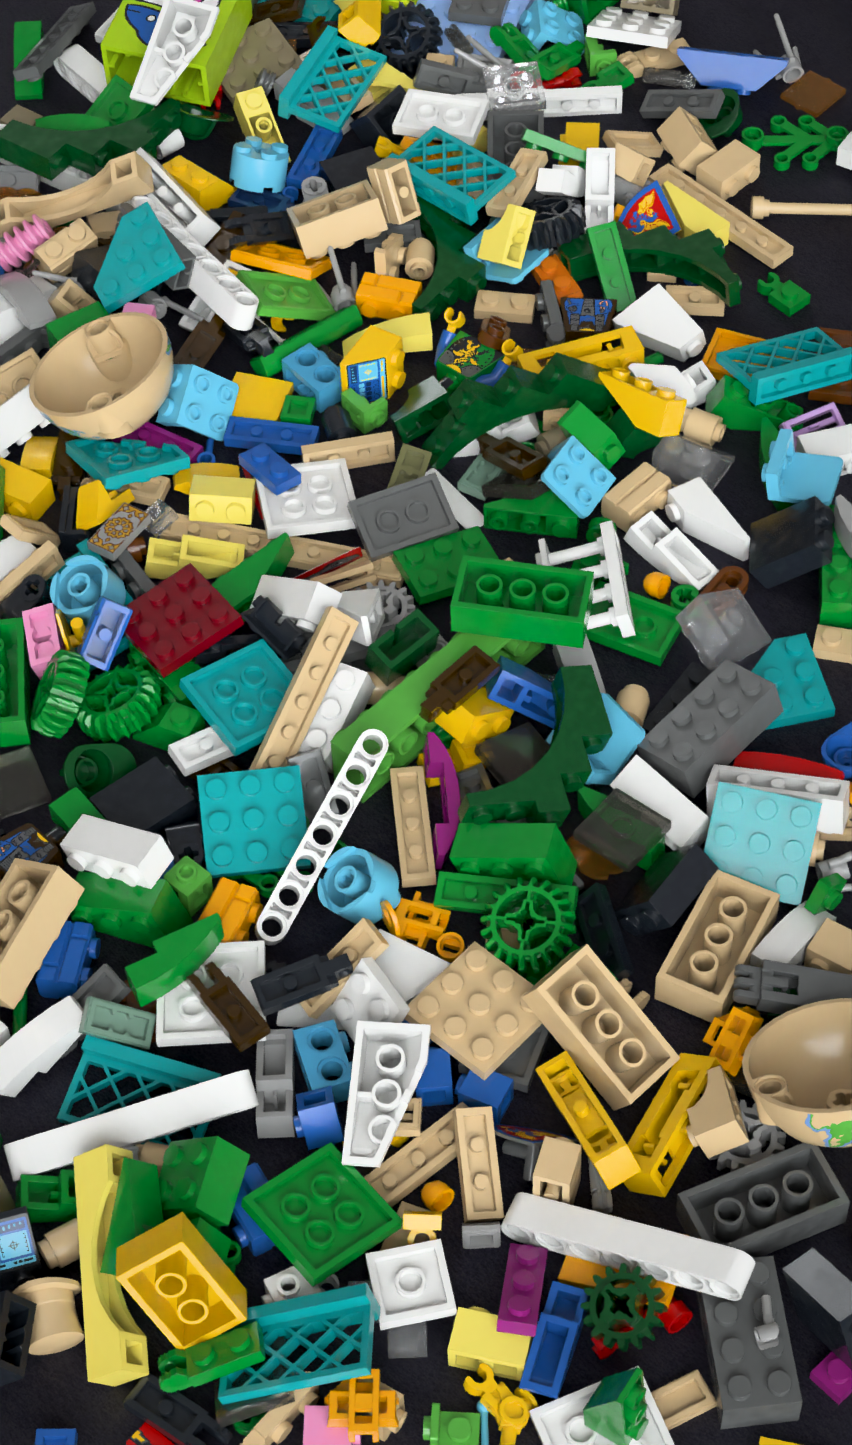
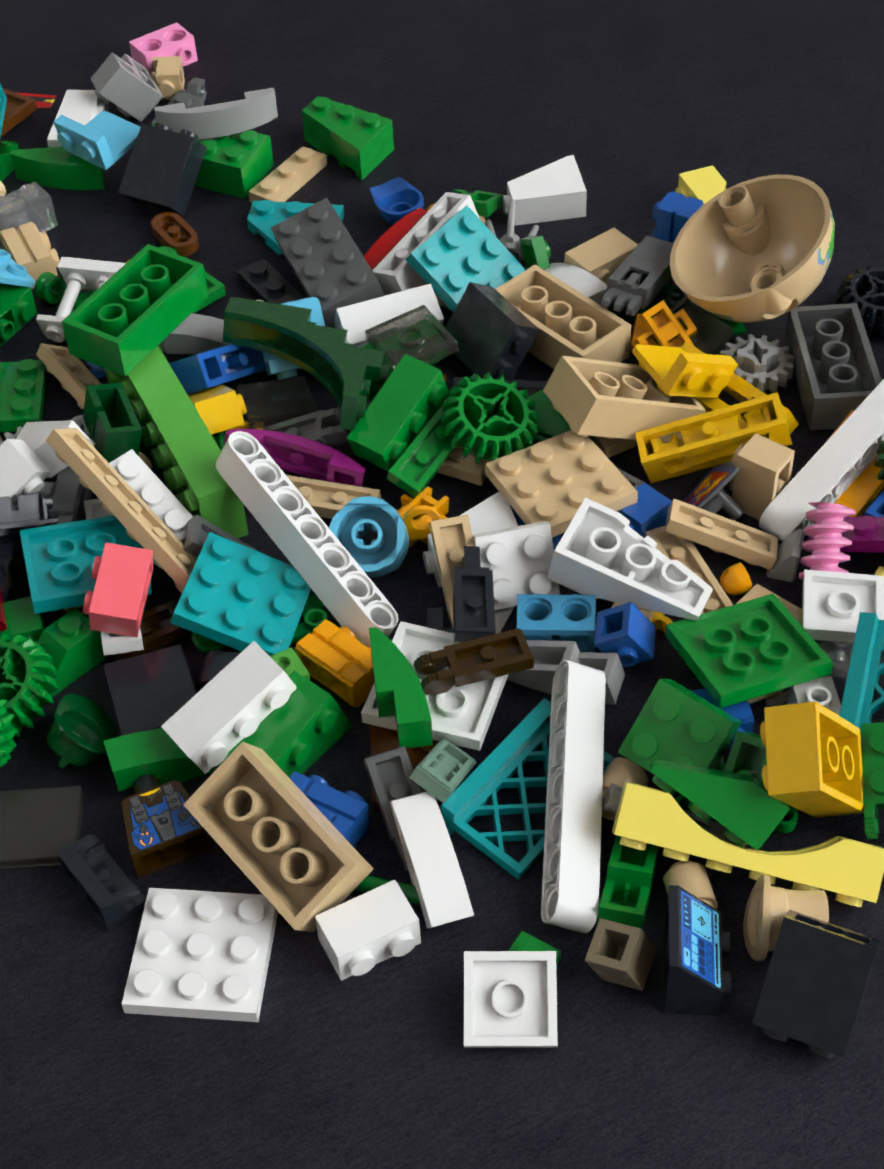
camera: 70 degrees left, 5 degrees down
(206, 730) = (120, 589): none -> coral brick
(422, 1222) = (779, 582): yellow tile -> none
(453, 941) = (459, 497): light orange hinge -> none
(458, 683) = (196, 383): dark brown hinge -> none
(488, 1250) = (826, 537): none -> bright pink piece
(657, 1059) = (685, 373): none -> yellow bracket
(670, 552) = (109, 245): white slope -> none
(706, 518) = (90, 220): white slope -> none
(717, 1117) = (751, 349): tan arch -> none
(722, 627) = (222, 239): clear slope -> none
(835, 418) = (36, 124): lavender tile -> none

